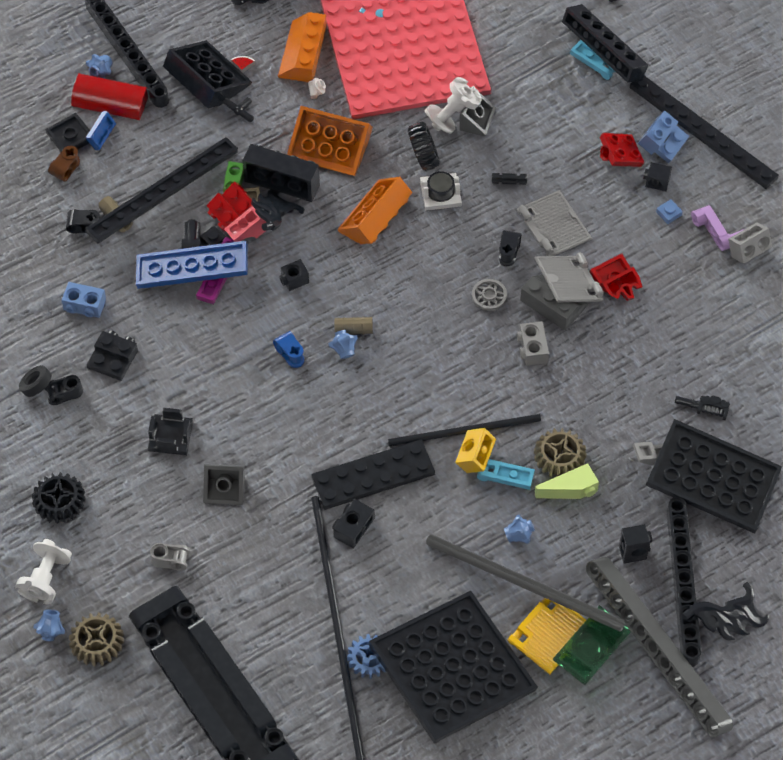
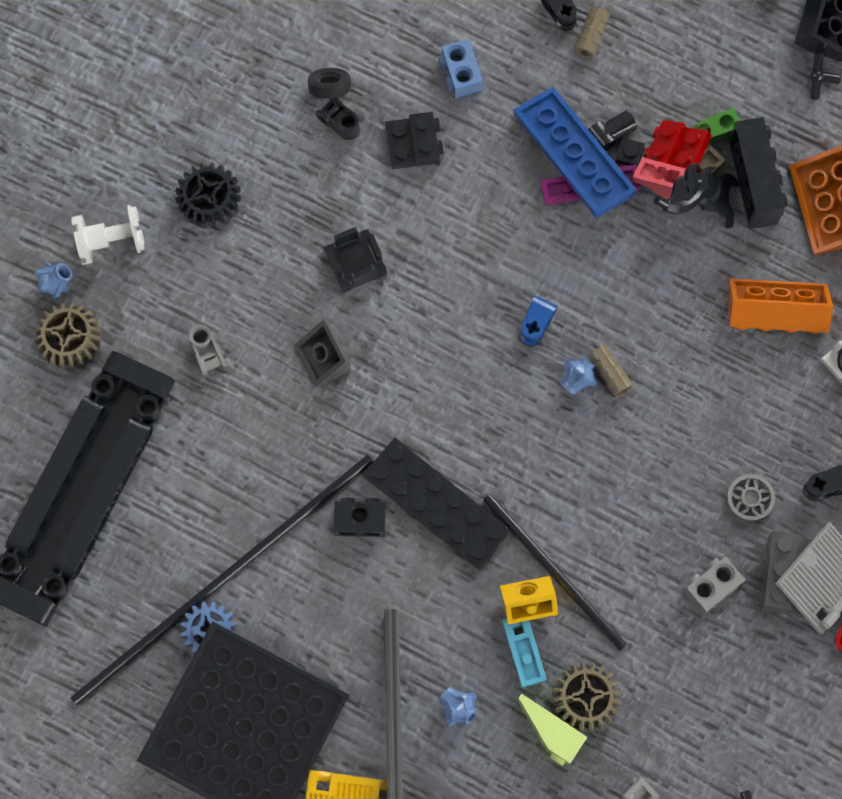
camera: 60 degrees right, 15 degrees up
(161, 190) = (650, 61): black plate -> none
(301, 275) = (638, 277): black brick -> none

